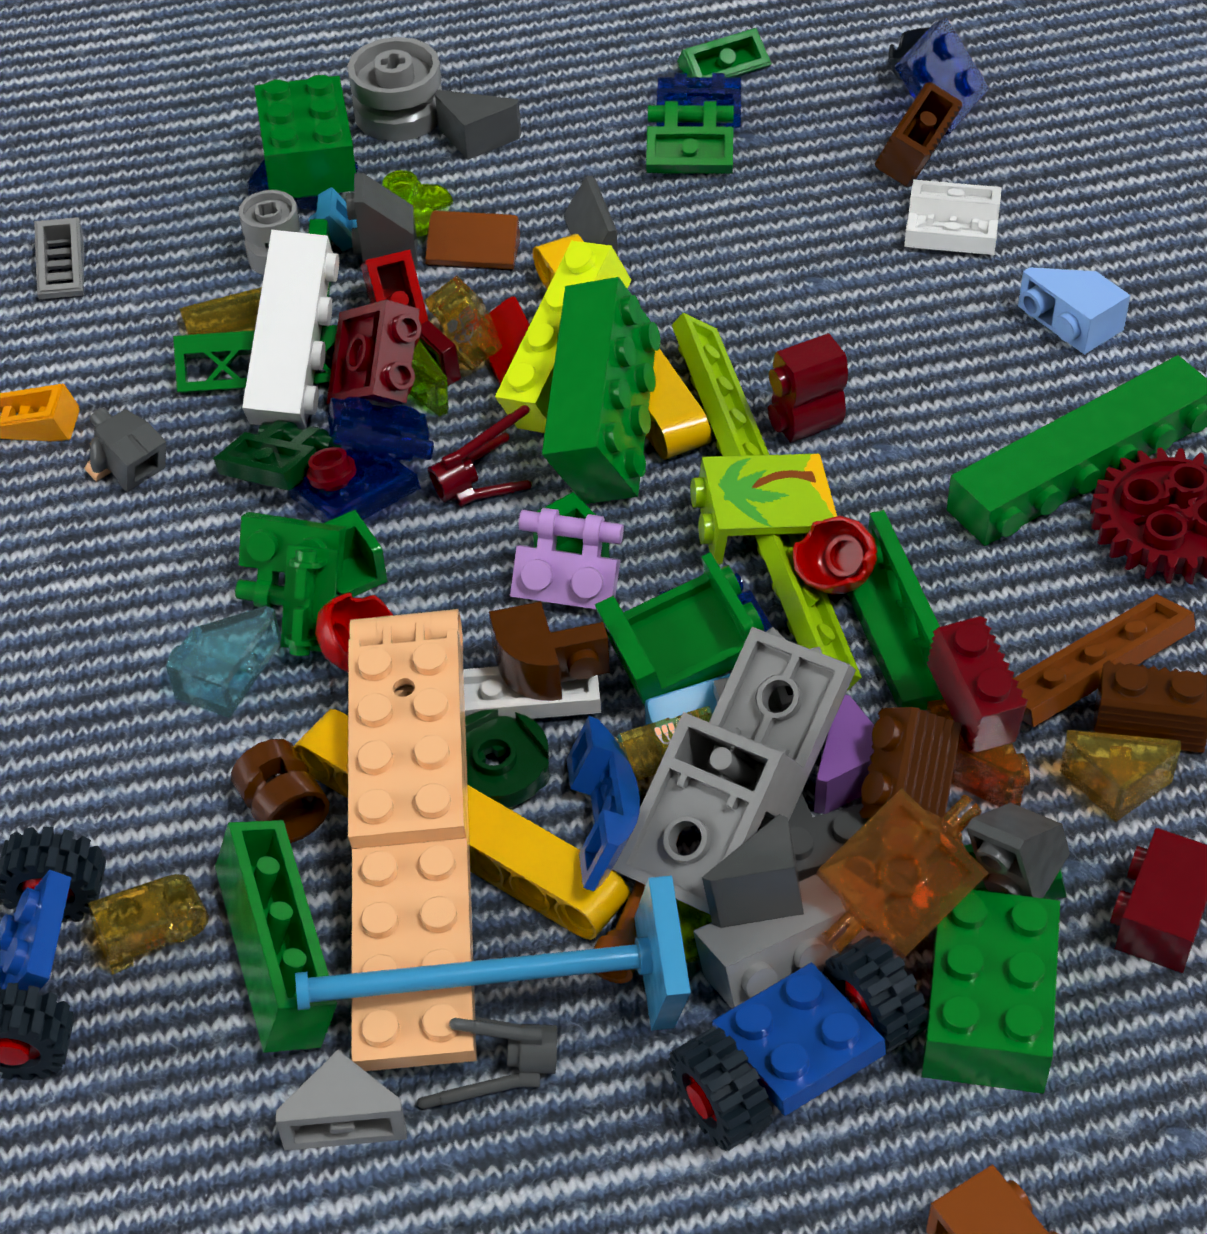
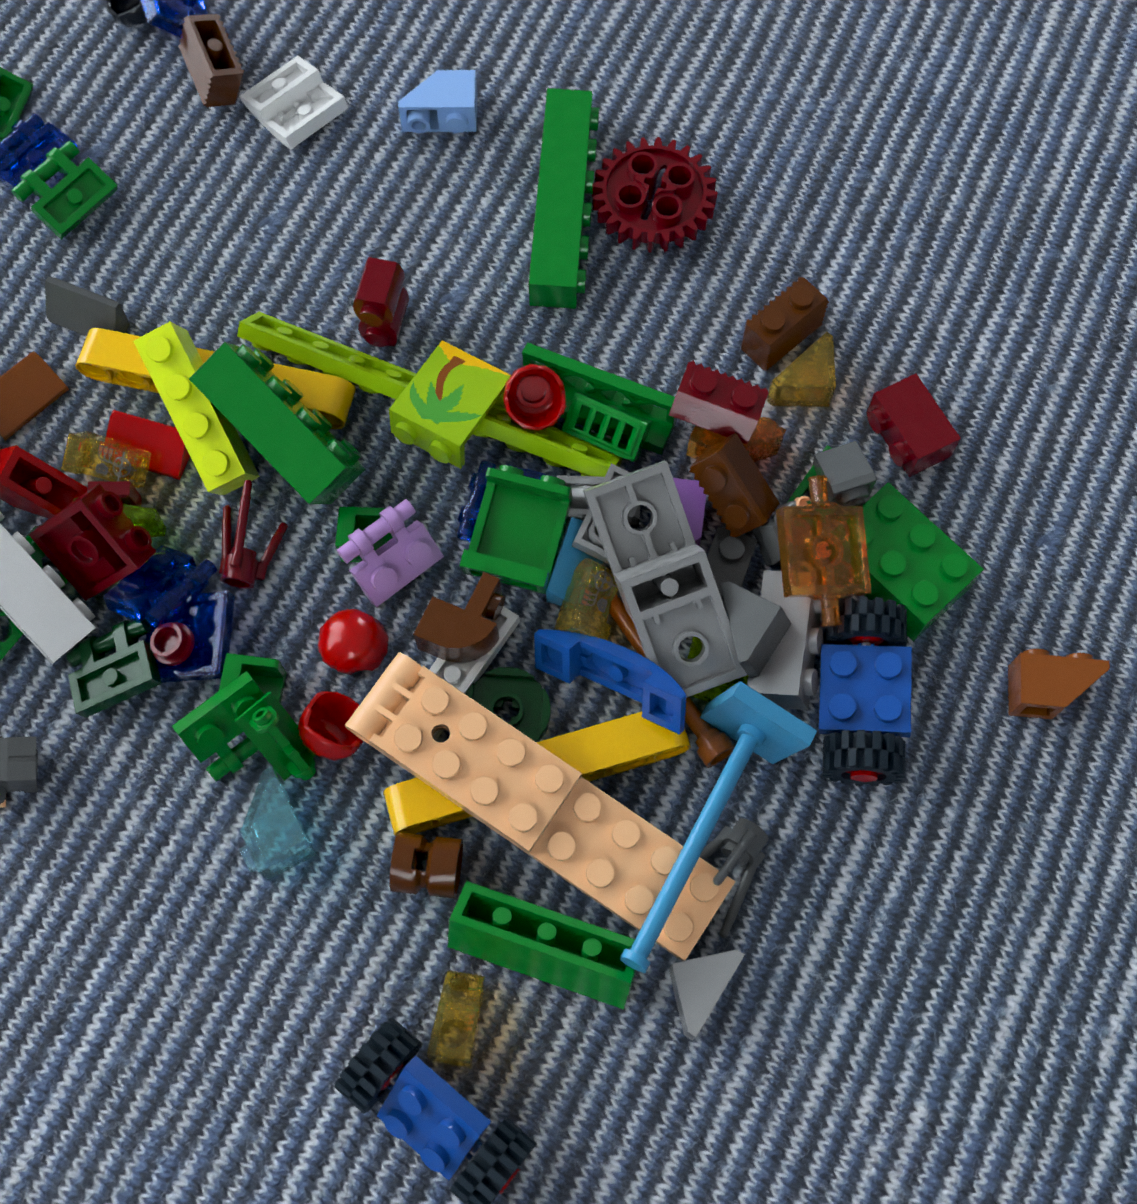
camera: 55 degrees left, 20 degrees up
(463, 589) = (352, 642): none -> red hair
(888, 664) = (636, 440): none -> green slope
(1078, 667) = (722, 311): dark orange plate -> none

